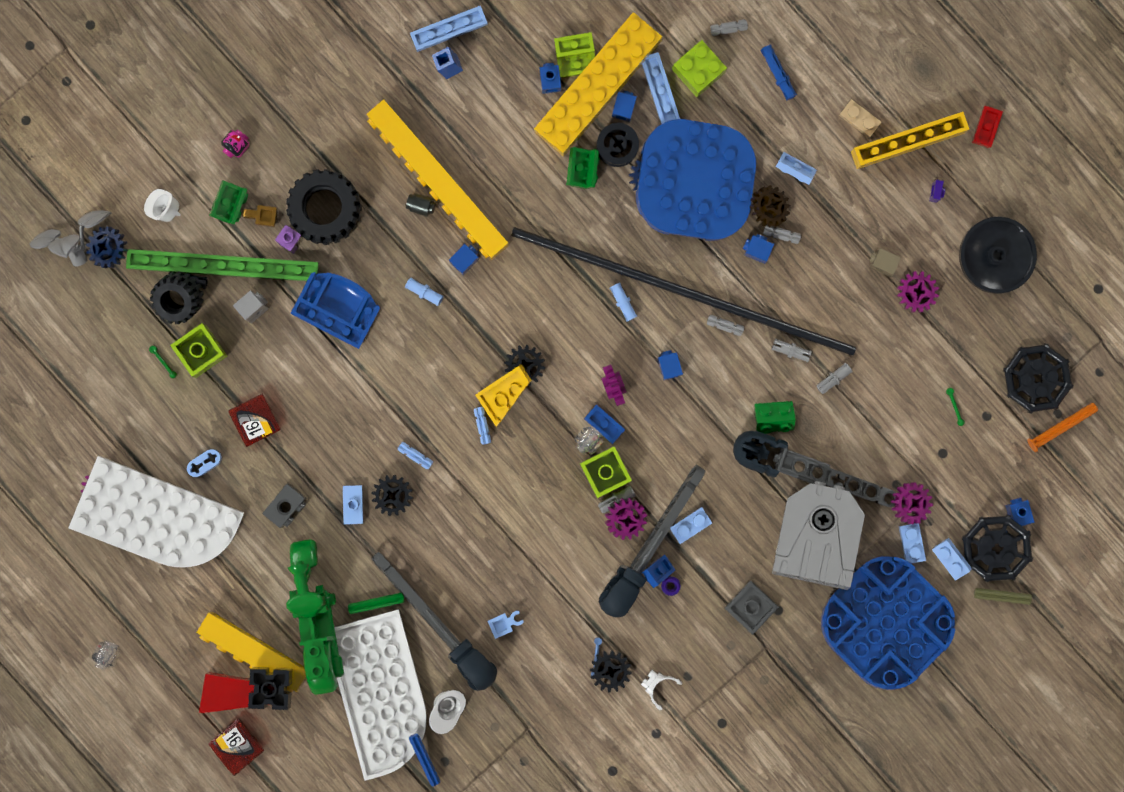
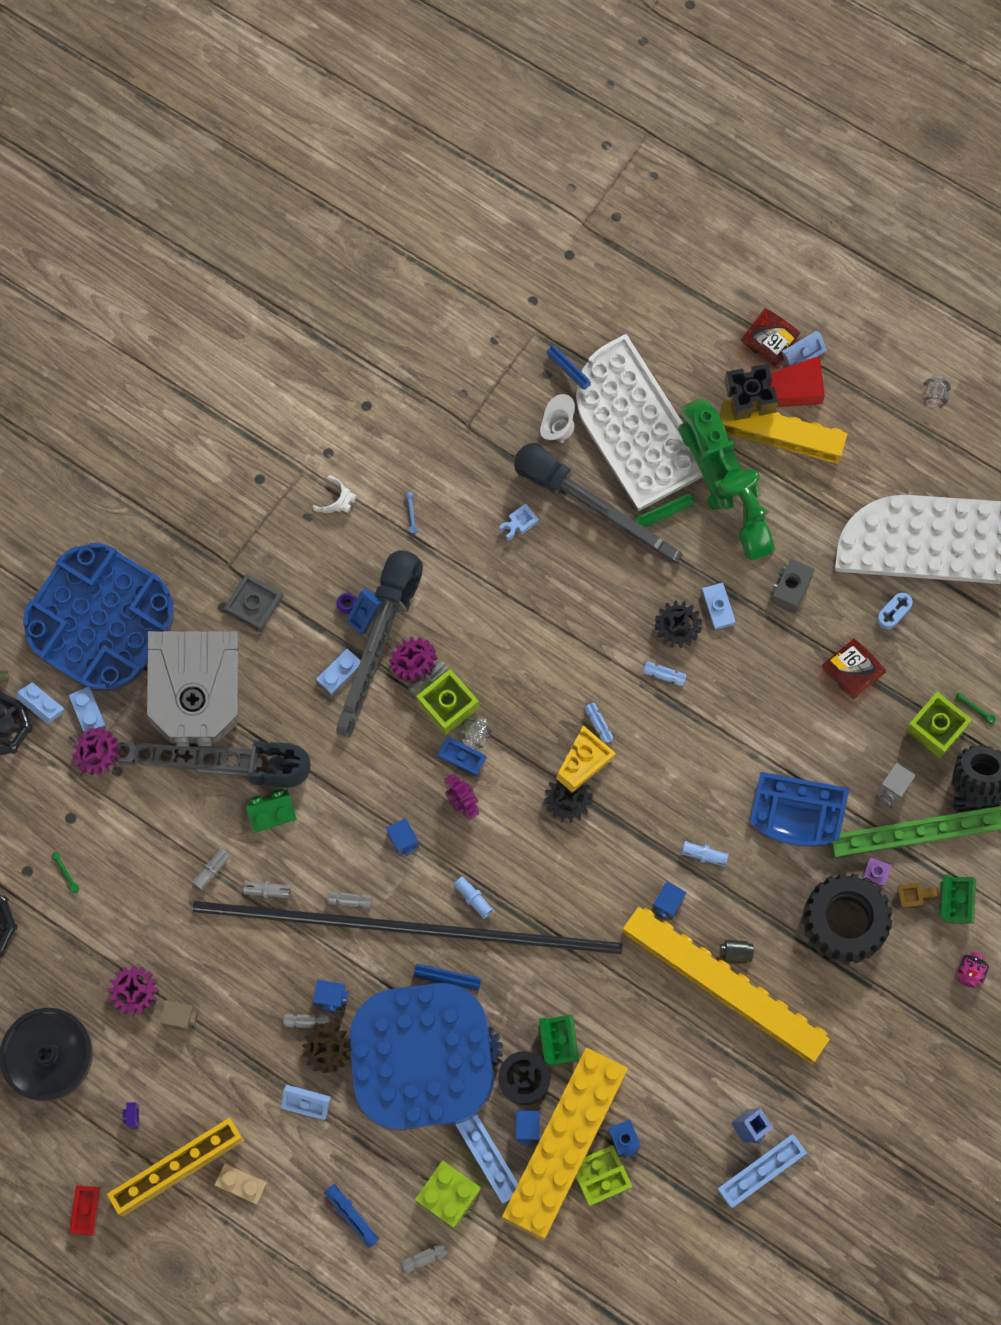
camera: 170 degrees right, 15 degrees down
(210, 724) = (804, 349): none -> light blue plate
(598, 675) = (397, 492): black gear -> none
(659, 242) = (446, 976): none -> blue axle

